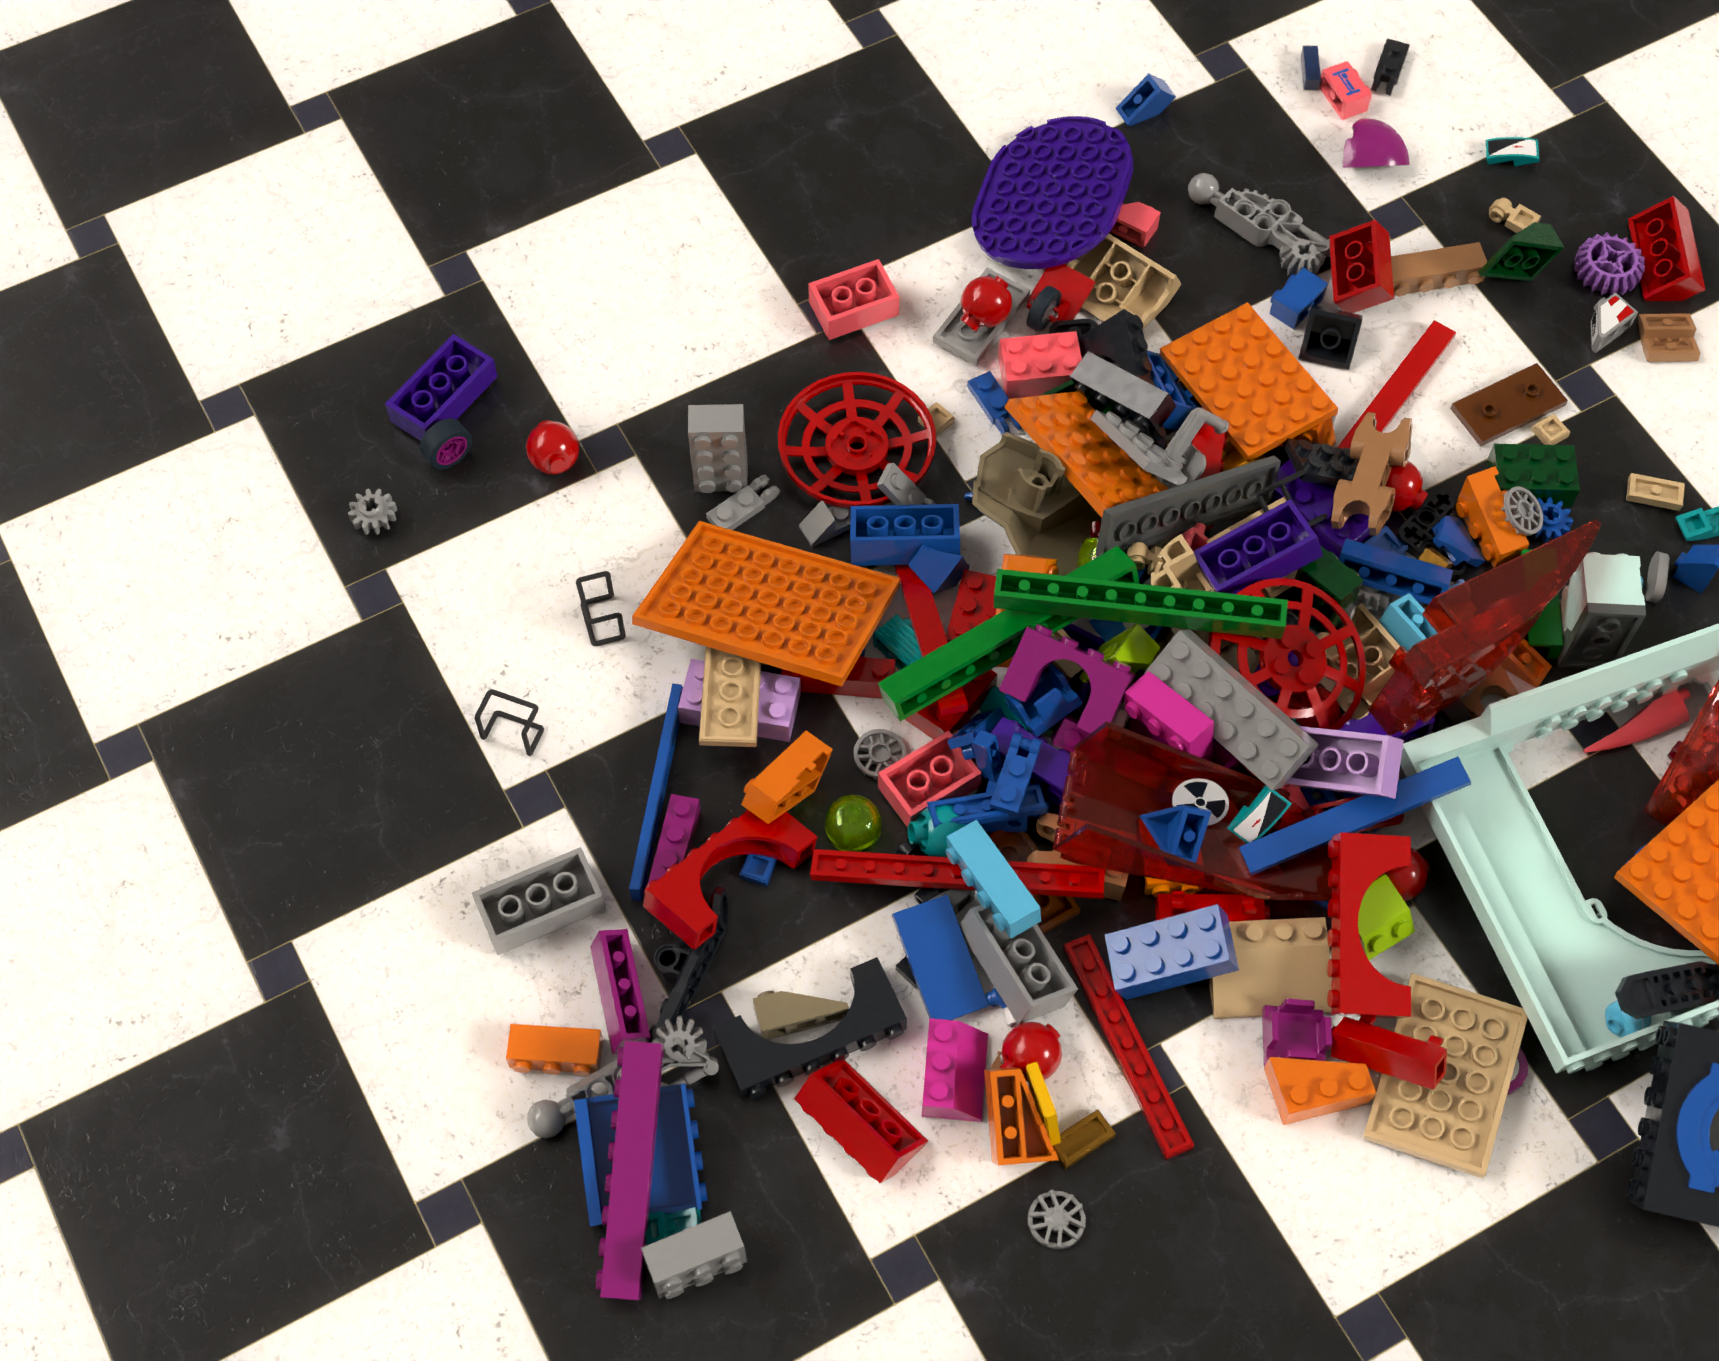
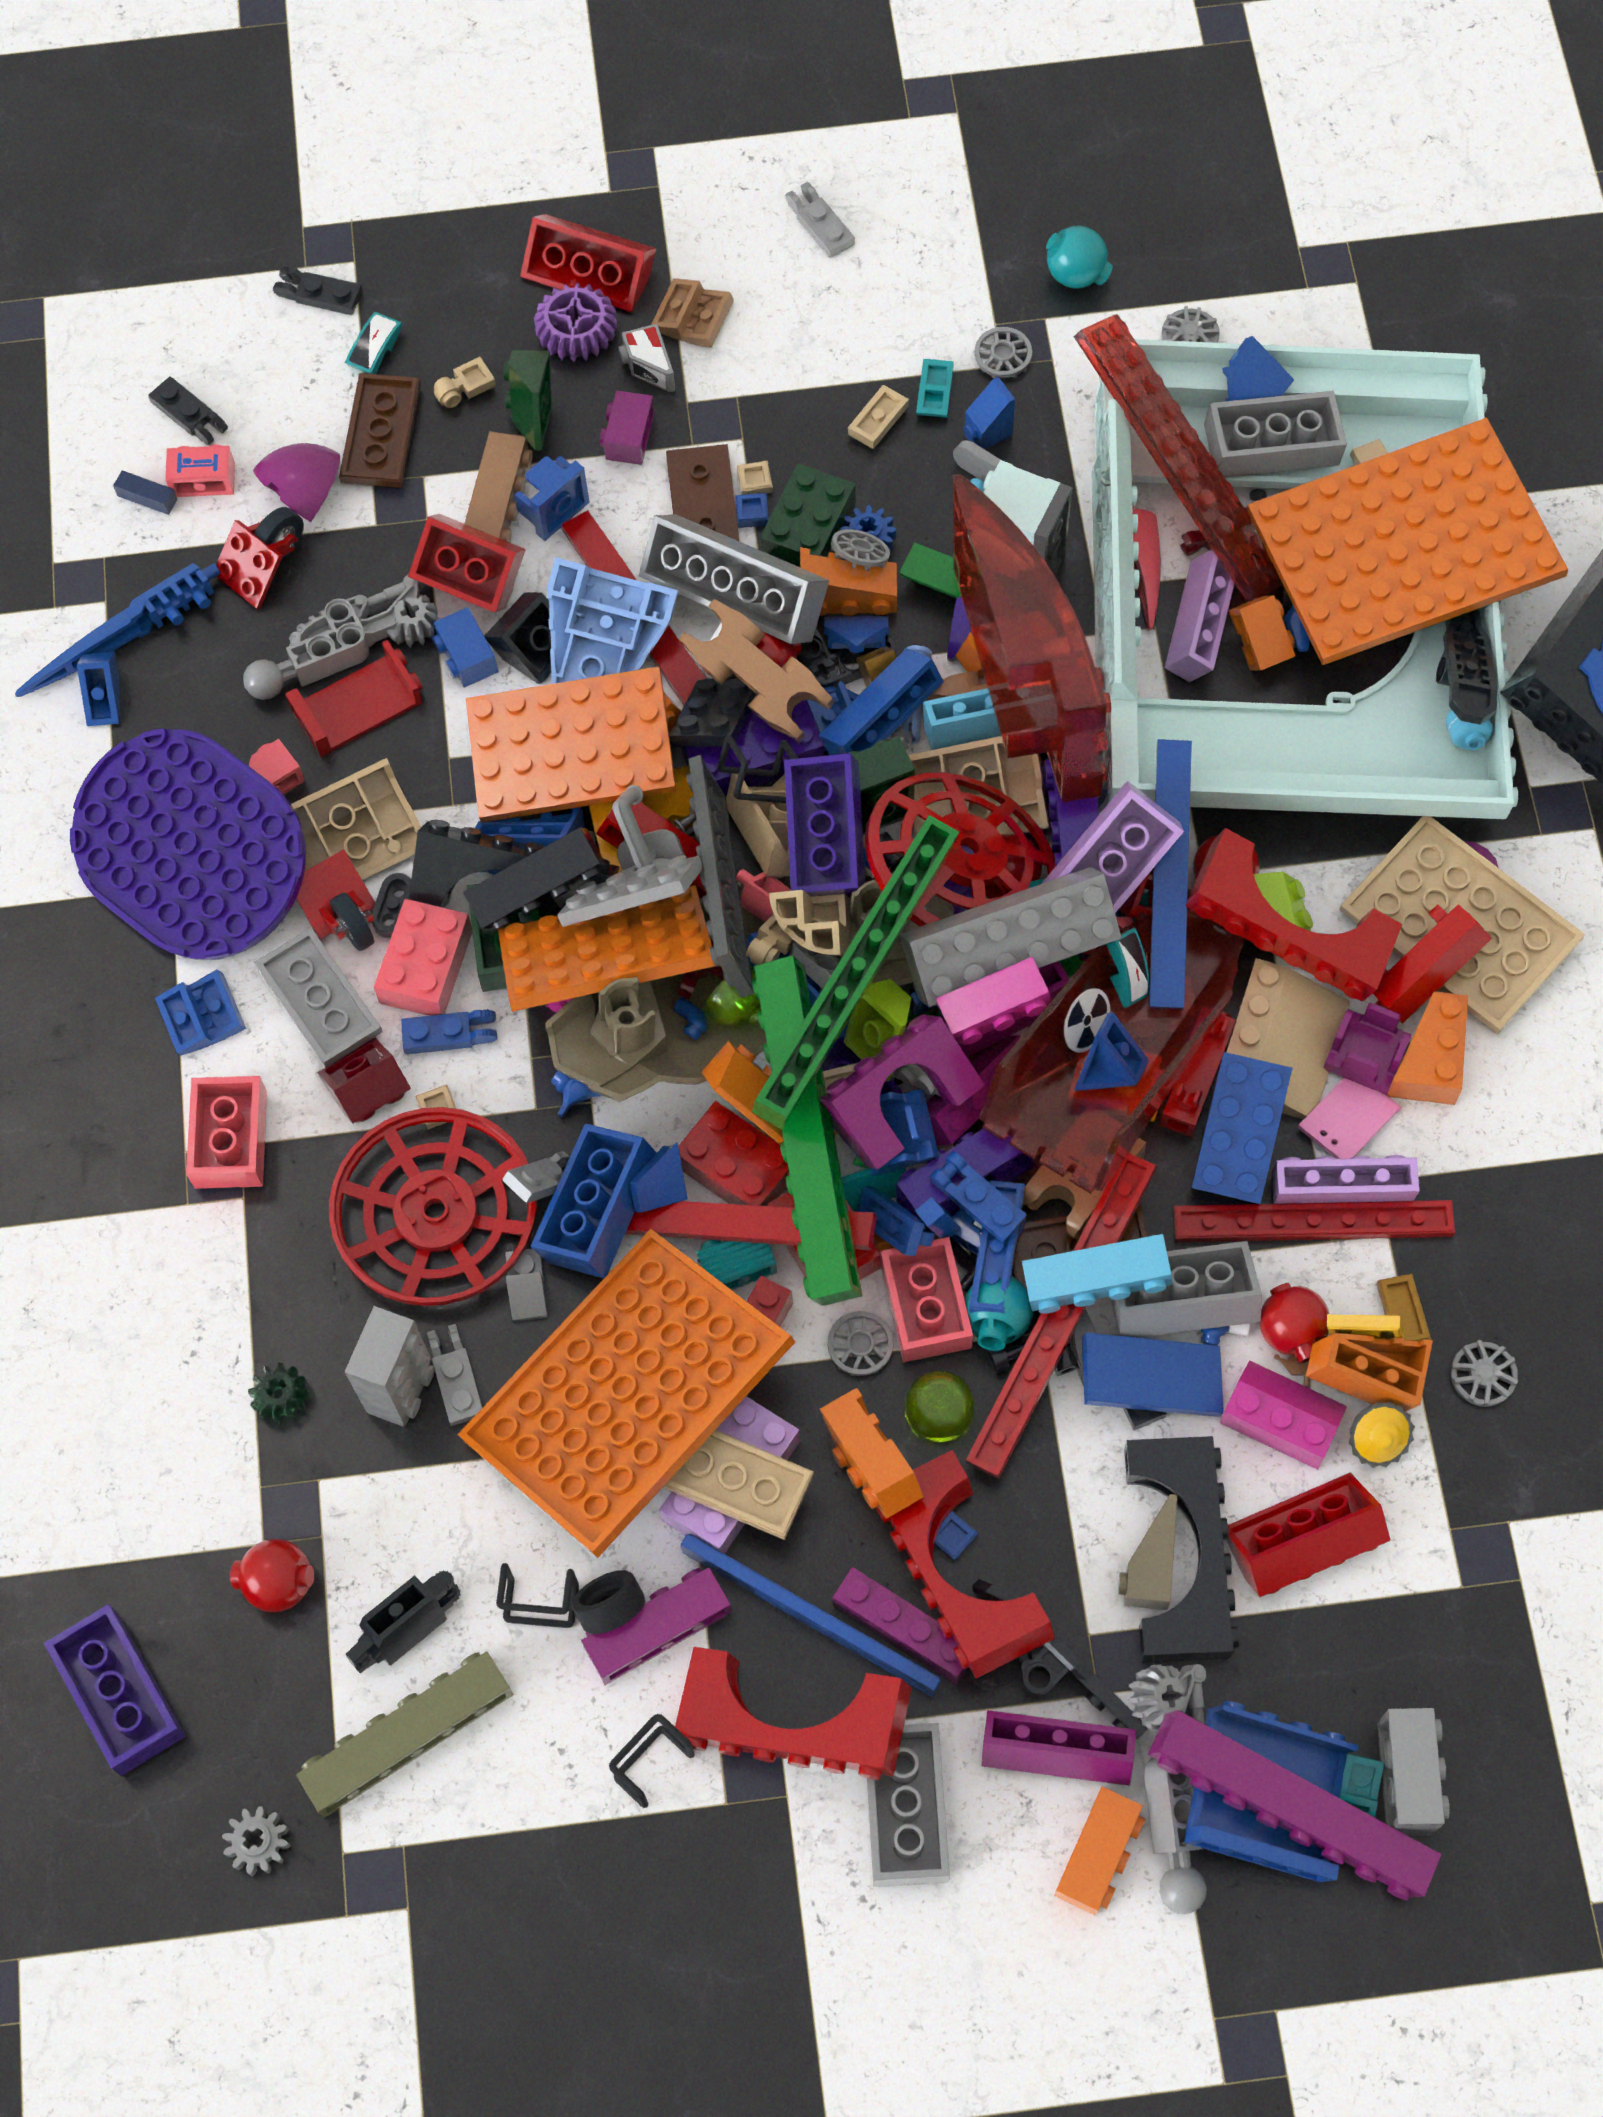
camera: 65 degrees left, 5 degrees up
(445, 444) = (203, 1710): black wheel -> none
(477, 570) = (404, 1734): none -> olive brick
(553, 536) = (403, 1620): none -> black hinge
(568, 841) = (859, 1738): none -> red arch
(611, 694) = (659, 1625): none -> magenta brick
(612, 653) = (608, 1602): none -> black tyre
(676, 402) = (265, 1395): none -> clear green gear
(931, 366) = (365, 1081): none -> dark red slope
(936, 254) = (200, 1013): none -> blue slope
(964, 1148) = (1381, 1434): none -> yellow piece
(985, 302) = (320, 980): red brick -> none
(1072, 544) = (694, 1015): none -> blue arm
(1167, 1051) = (1345, 1179): none -> lavender brick
(1209, 101) = (132, 622): none -> blue piece
(1217, 251) = (357, 702): none -> red panel
(1228, 1043) = (1348, 1118): none -> bright pink container
(1300, 141) = (255, 552): none -> red plate
(1365, 368) = (602, 621): none -> light blue wedge
(1443, 181) = (380, 430): none -> reddish brown plate
(1444, 435) = (713, 566): none -> light grey brick
(1450, 301) = (560, 495): none -> blue panel
(1522, 435) = (752, 510): none -> blue tile
(1535, 103) = (318, 290): none -> black hinge
(1541, 331) = (627, 427): none -> magenta brick
(1608, 779) = (1200, 618): none -> lavender brick
(1623, 829) = (1263, 632): none -> orange brick

